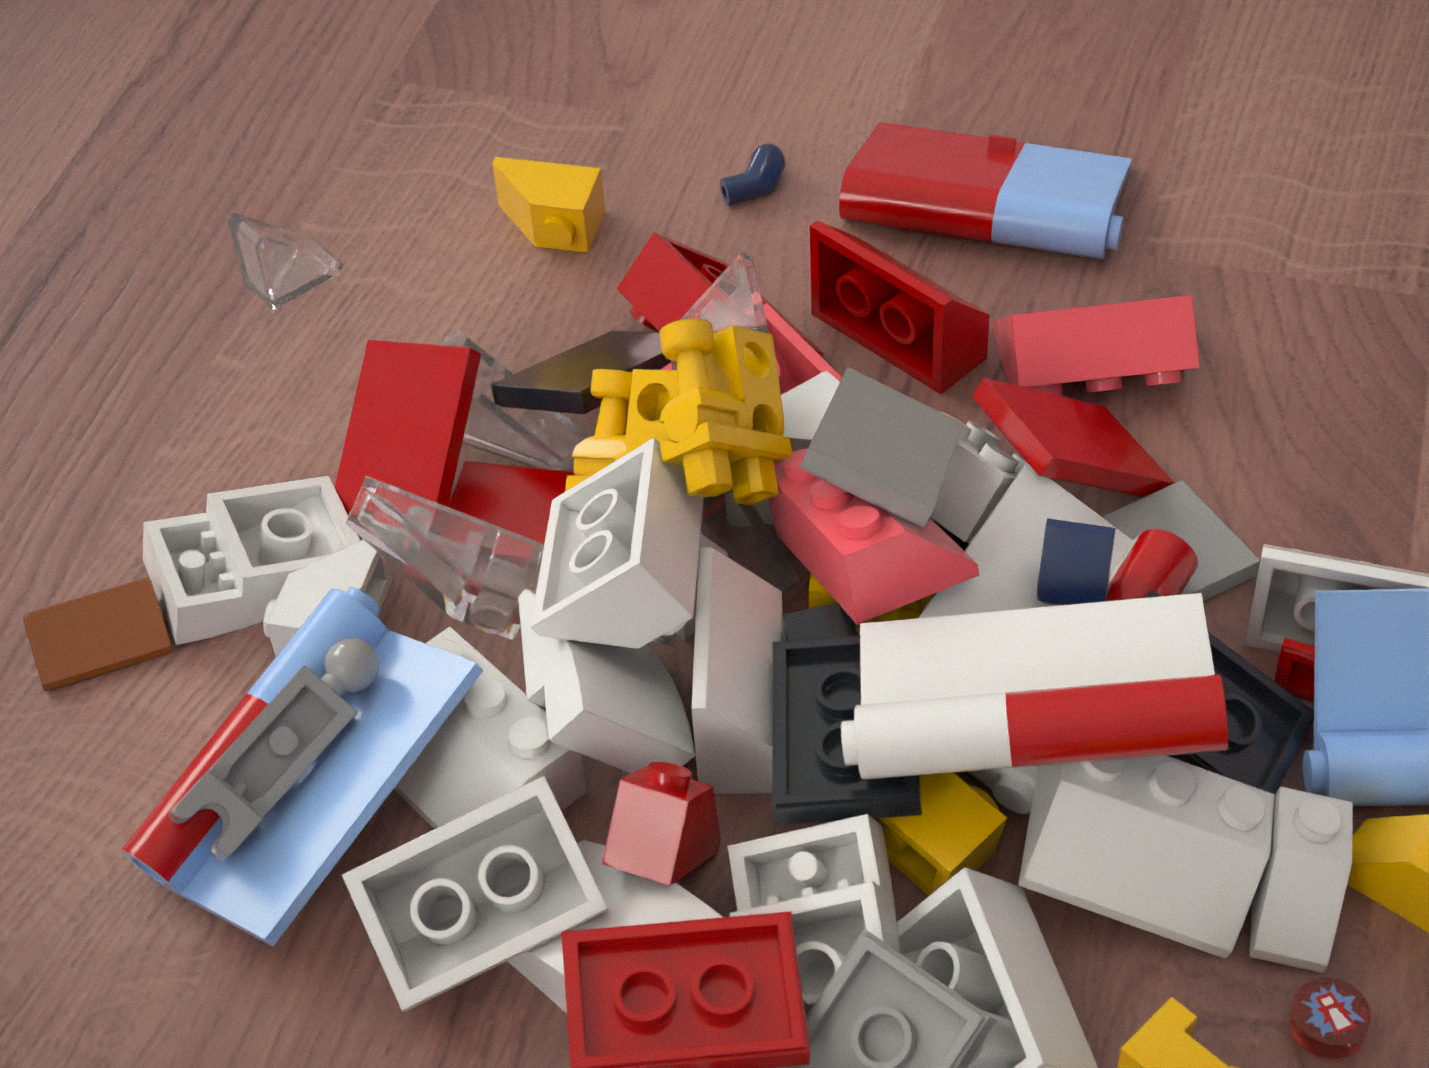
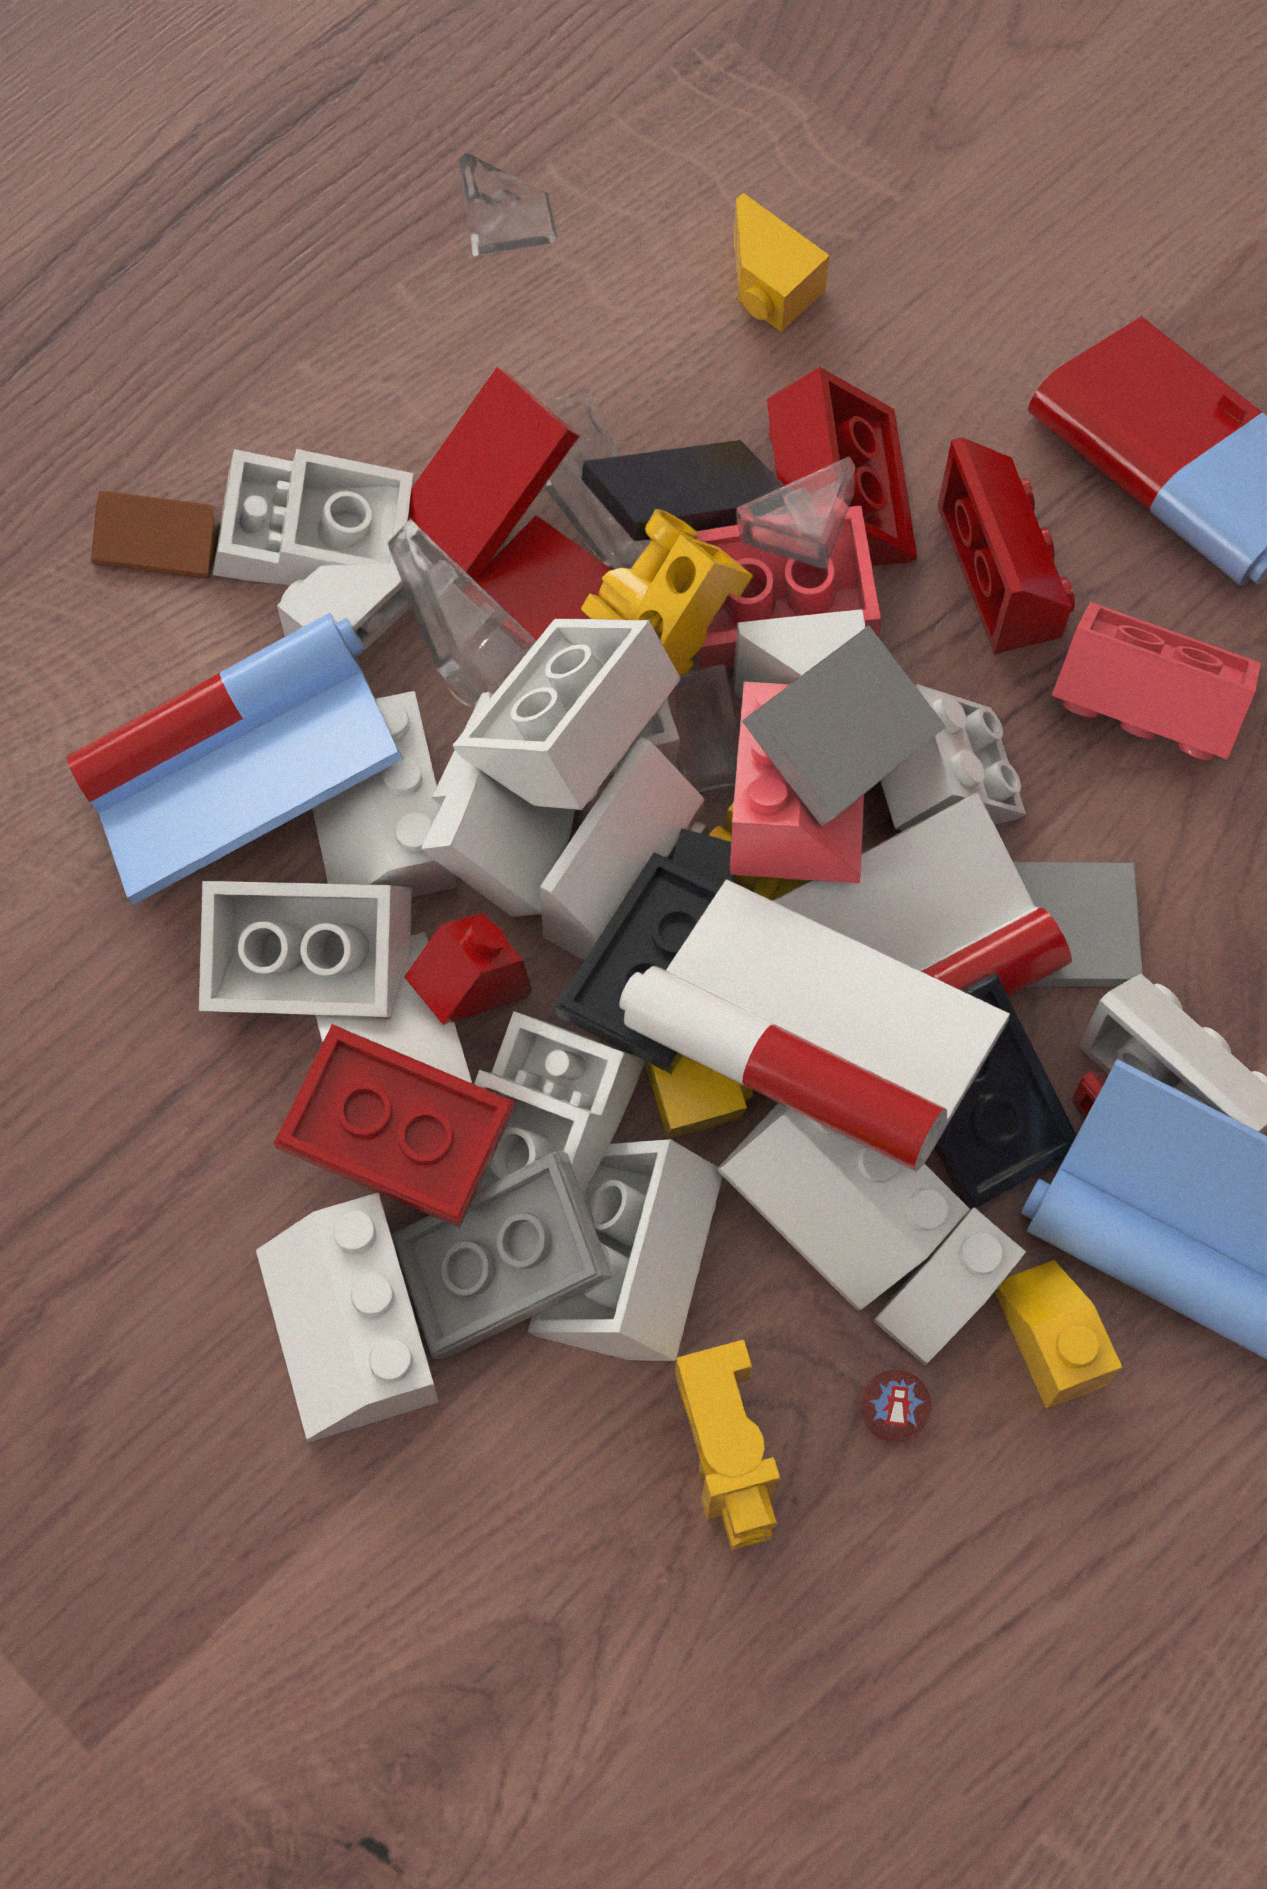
camera: 25 degrees right, 20 degrees up
(279, 745) = (218, 737): light grey plate -> none
(726, 412) = (726, 638): yellow hips -> none
(760, 178) = (985, 327): dark blue arm -> none
(1070, 439) = (1050, 780): red tile -> none
(1075, 563) = (949, 916): dark blue slope -> none

